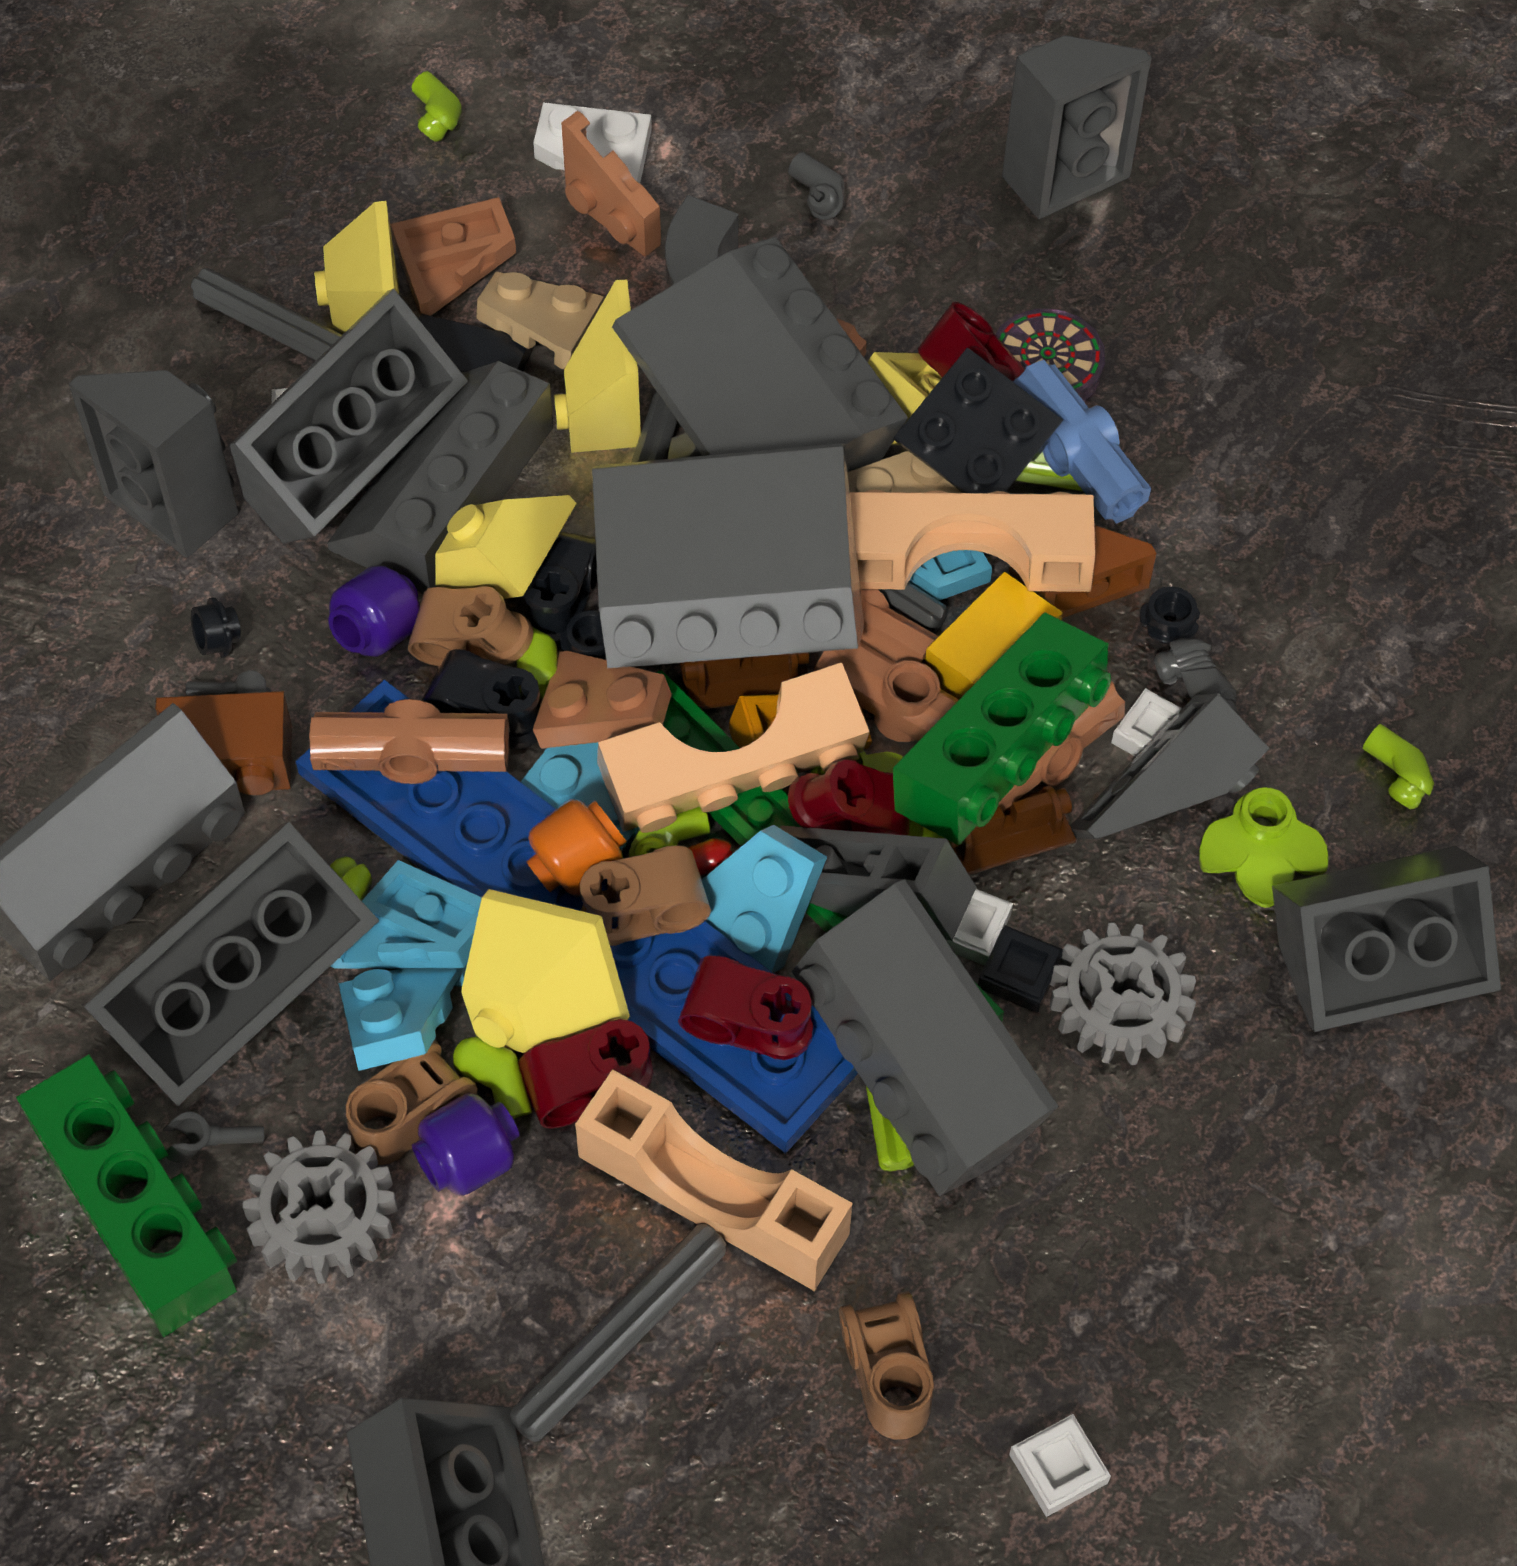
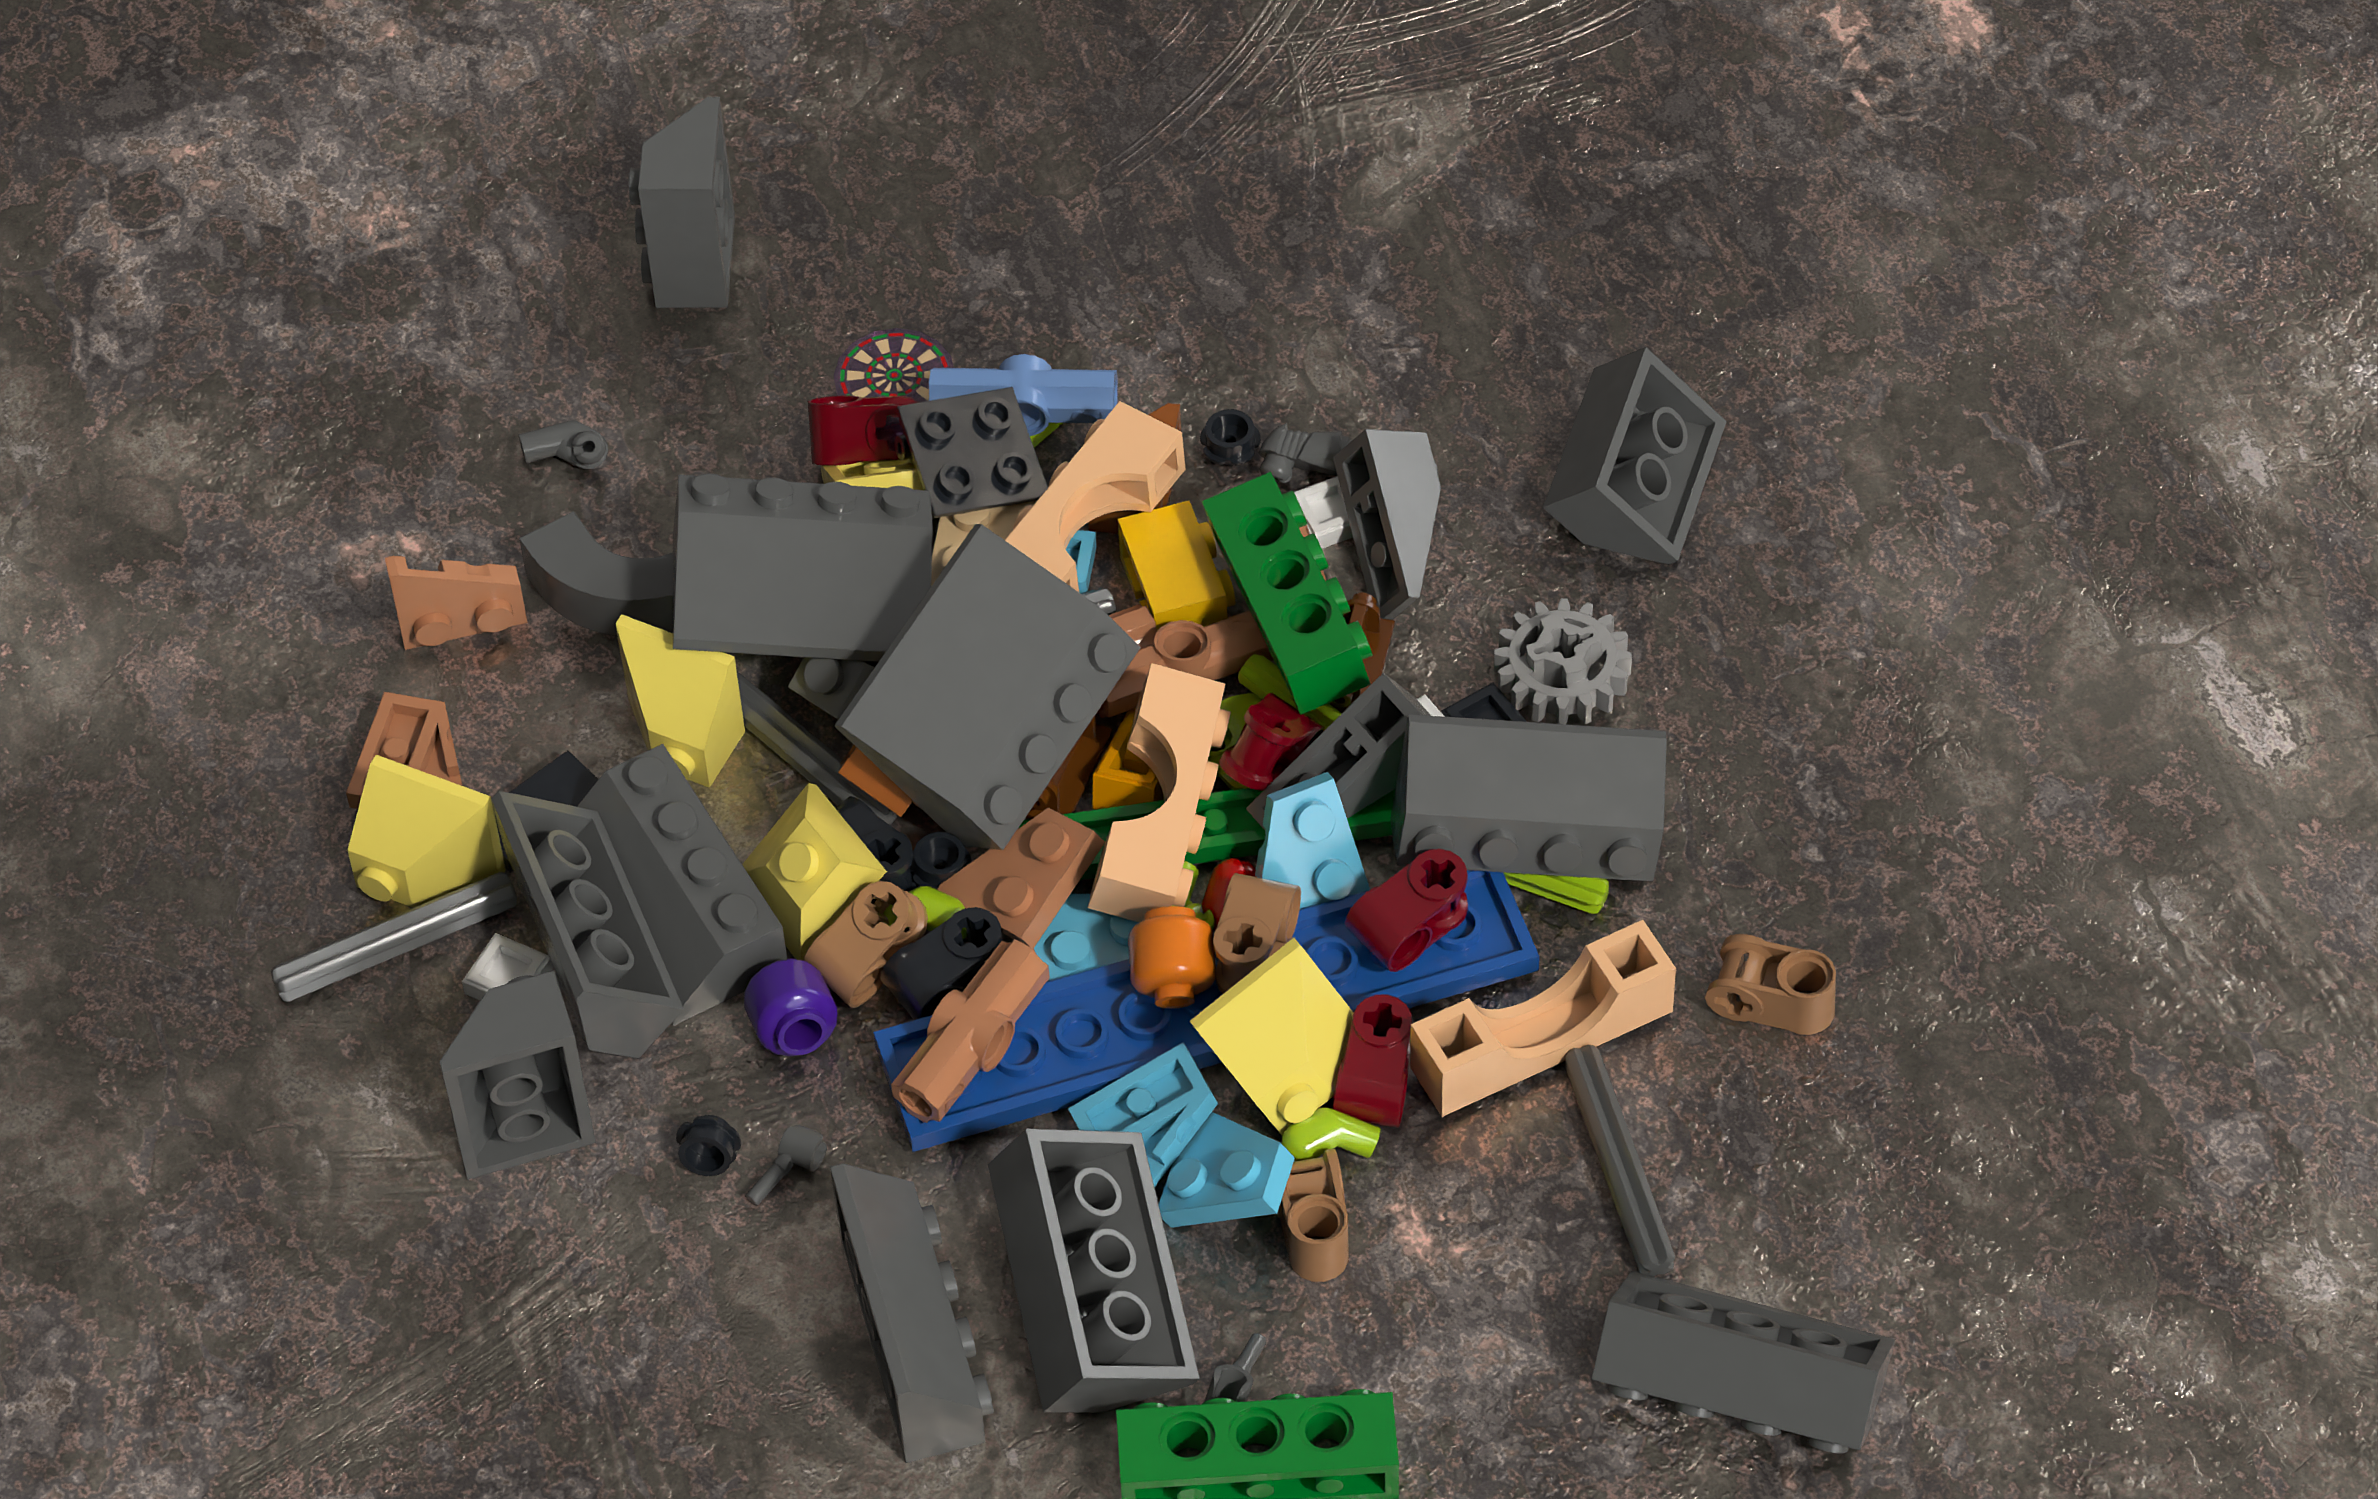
camera: 55 degrees left, 5 degrees down
(246, 734) = (852, 1138): dark orange slope -> none
(316, 1235) = (1348, 1332): light grey gear -> none
(441, 106) = (213, 688): lime arm -> none
(465, 1144) = (1386, 1181): dark purple head -> none
(538, 312) = (547, 727): tan wing -> none
(608, 131) = (352, 595): white wing -> none
(1059, 1465) = (1923, 924): white tile -> none
(1262, 853) = (1498, 501): lime plate -> none
(1406, 760) = (1486, 360): lime arm -> none

